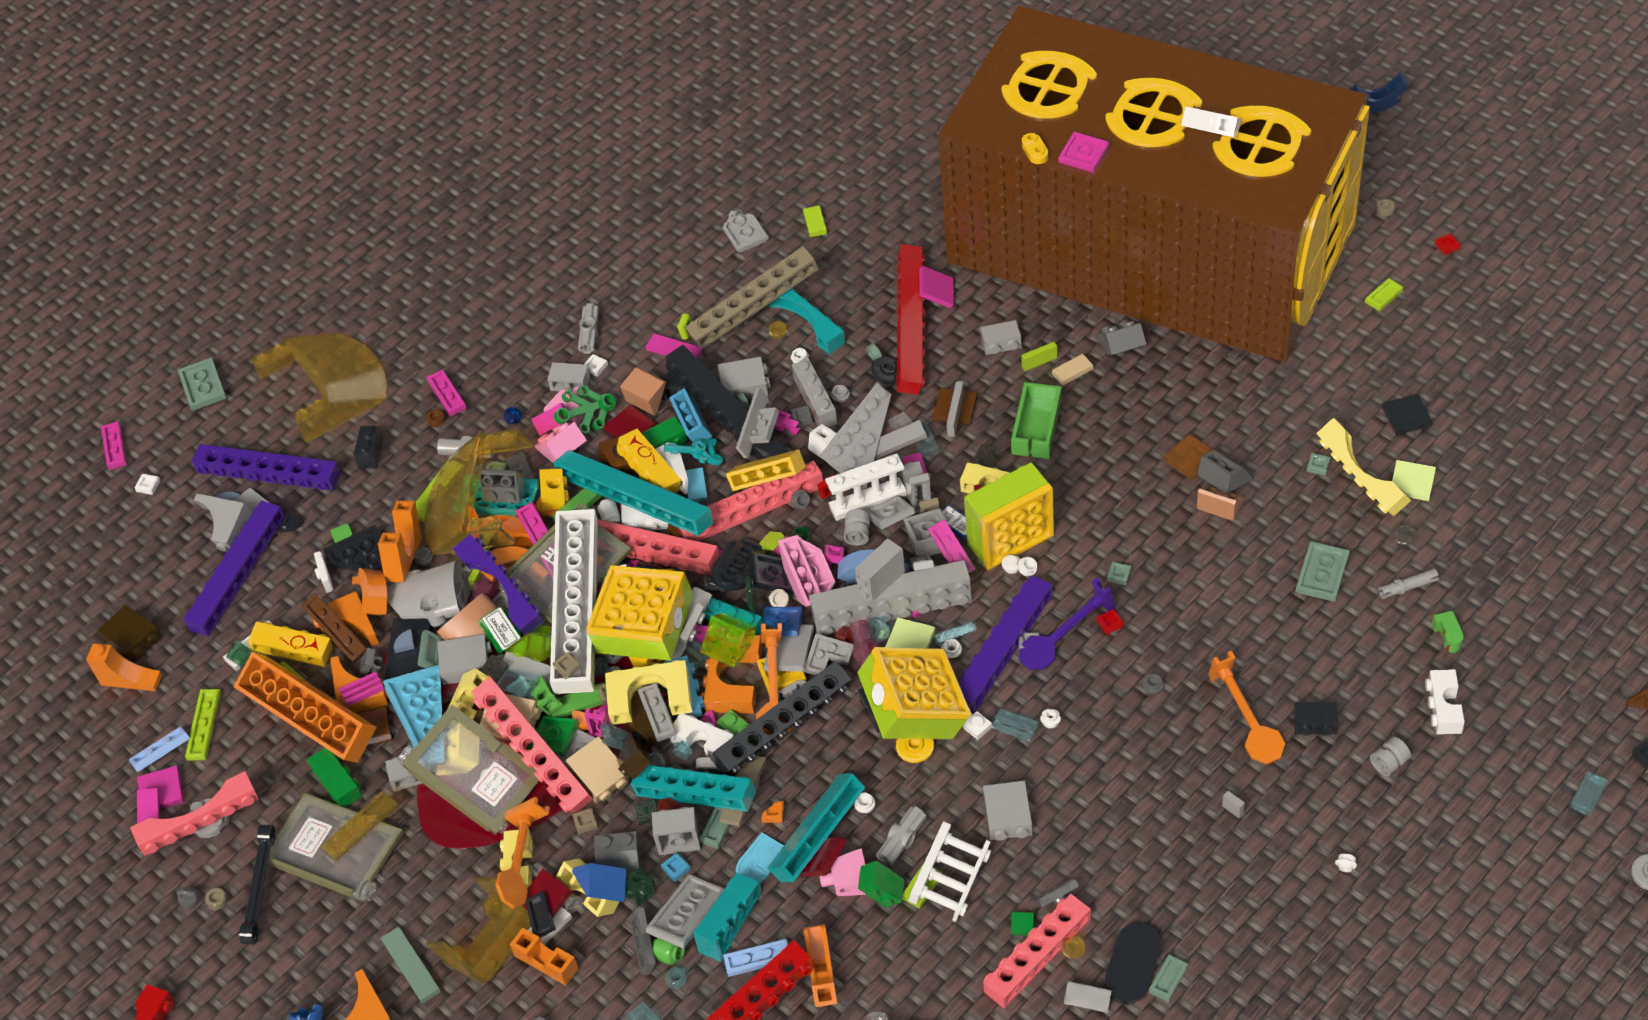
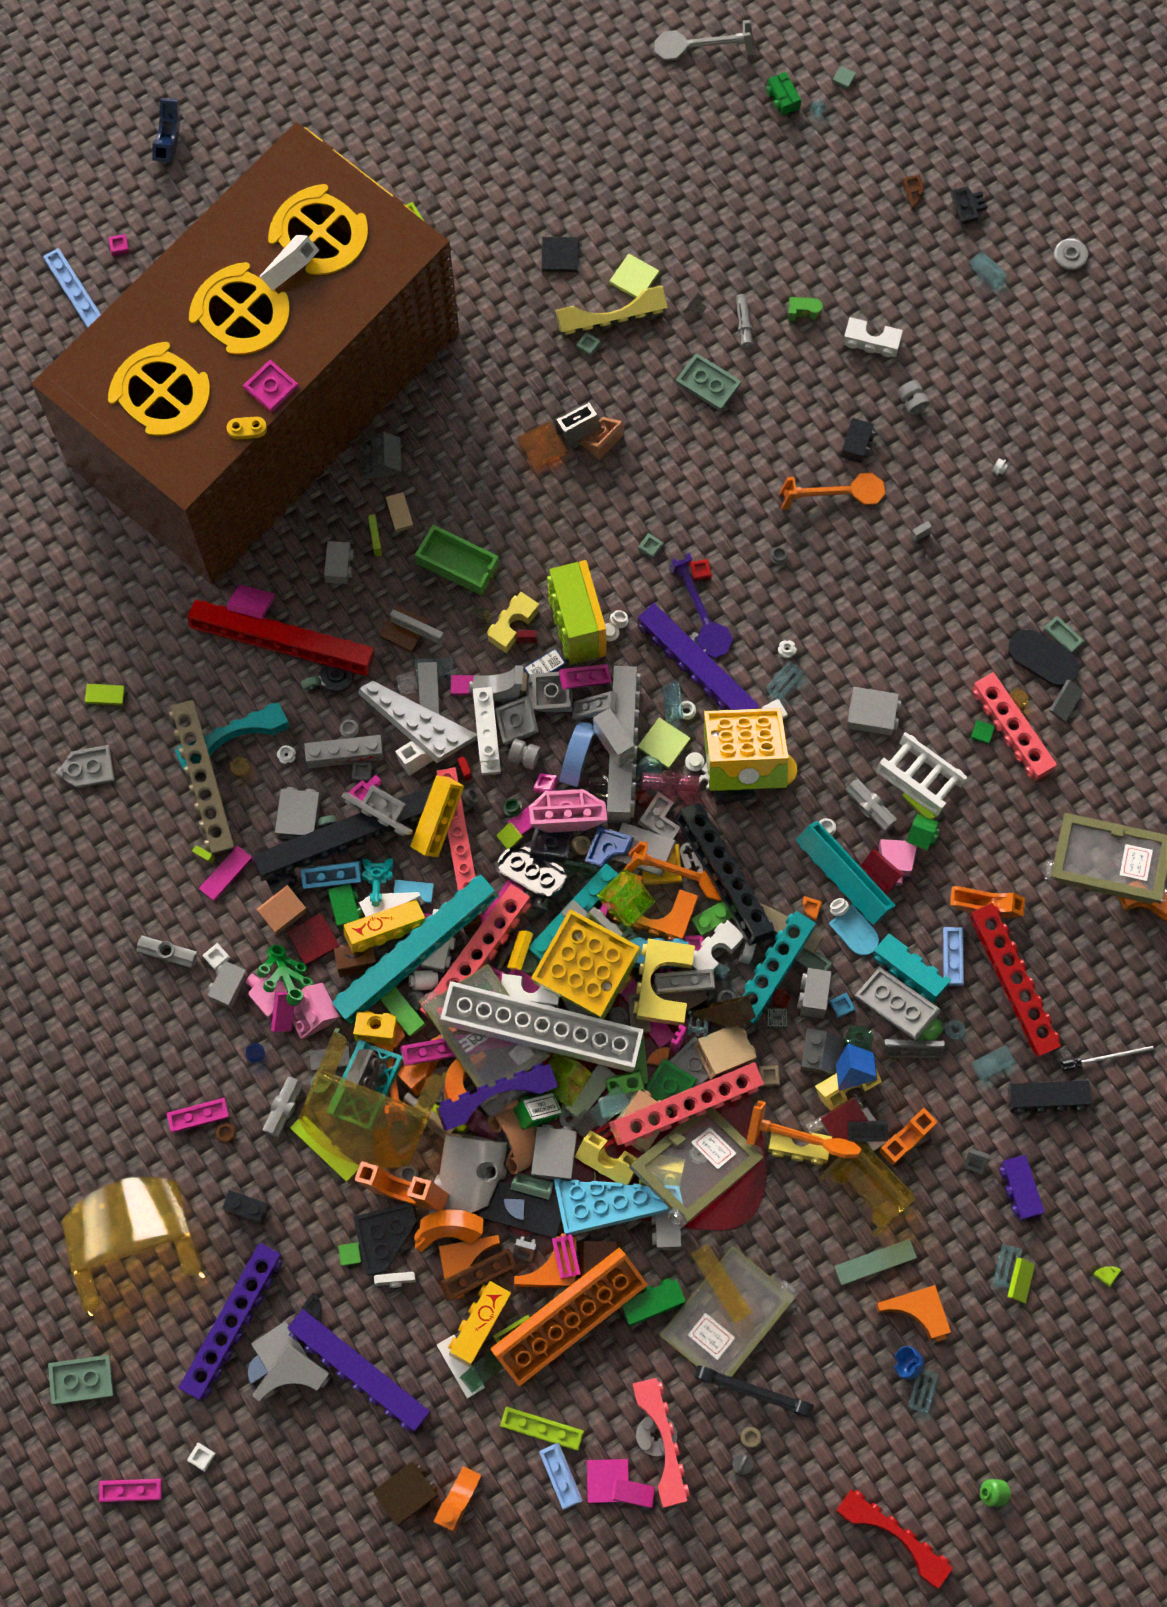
camera: 80 degrees left, 20 degrees up
(566, 665) = (623, 1046): dark tan tile -> none
(779, 835) = (839, 907): none -> white plate
(1056, 893) = (965, 696): flat silver plate -> none
(1447, 244) = (373, 147): red tile -> none

